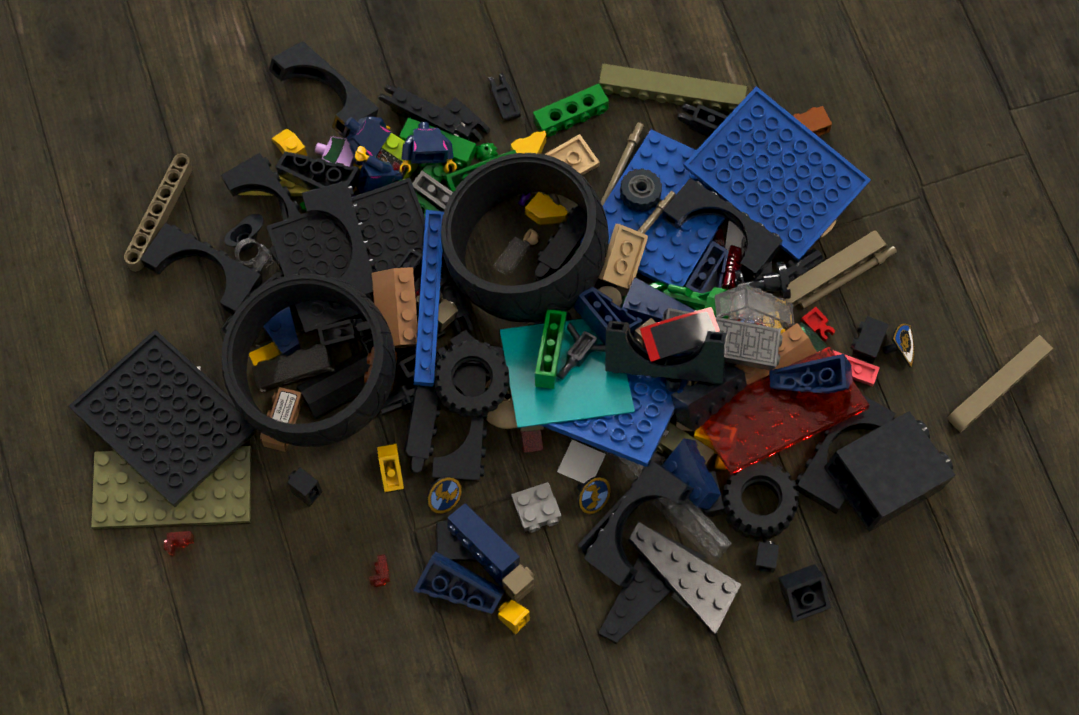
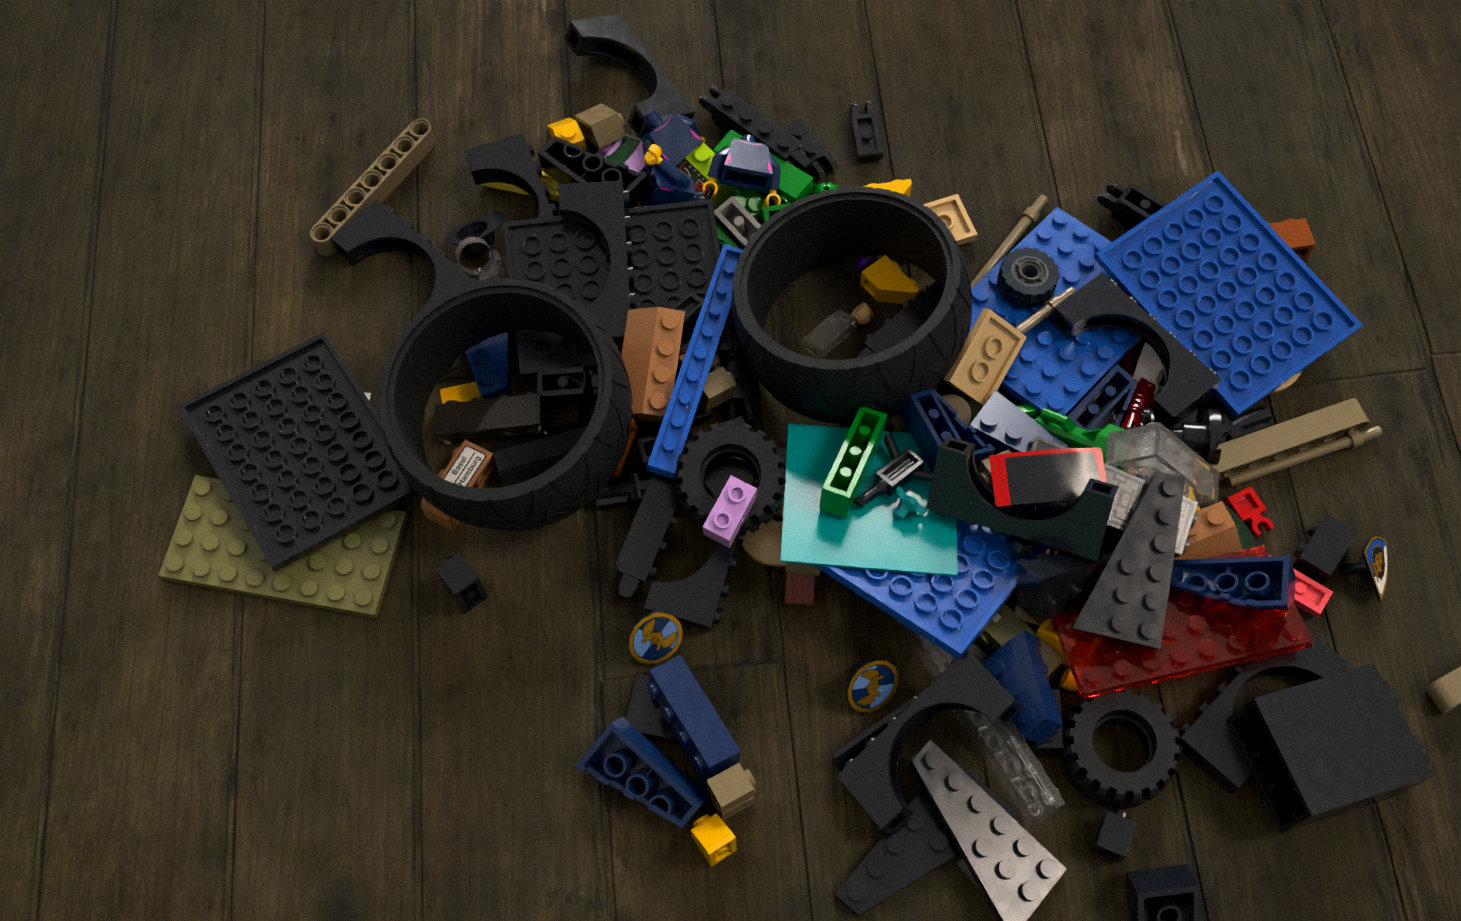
camera: 15 degrees right, 5 degrees down
(181, 539) = (267, 618): clear red bracket -> none
(313, 132) = (601, 125): none -> dark tan piece
(382, 569) = (541, 725): clear red bracket -> none
(390, 467) = (589, 583): yellow slope -> none
(478, 402) = (730, 511): none -> lavender brick
(536, 507) = (785, 686): light grey plate -> none
(581, 462) = (864, 634): white sticker -> none
(592, 370) = (908, 504): none -> teal plant
(593, 95) = (953, 162): green brick -> none
(671, 88) = (1092, 157): olive brick -> none
(749, 389) = (1135, 580): none -> black wing

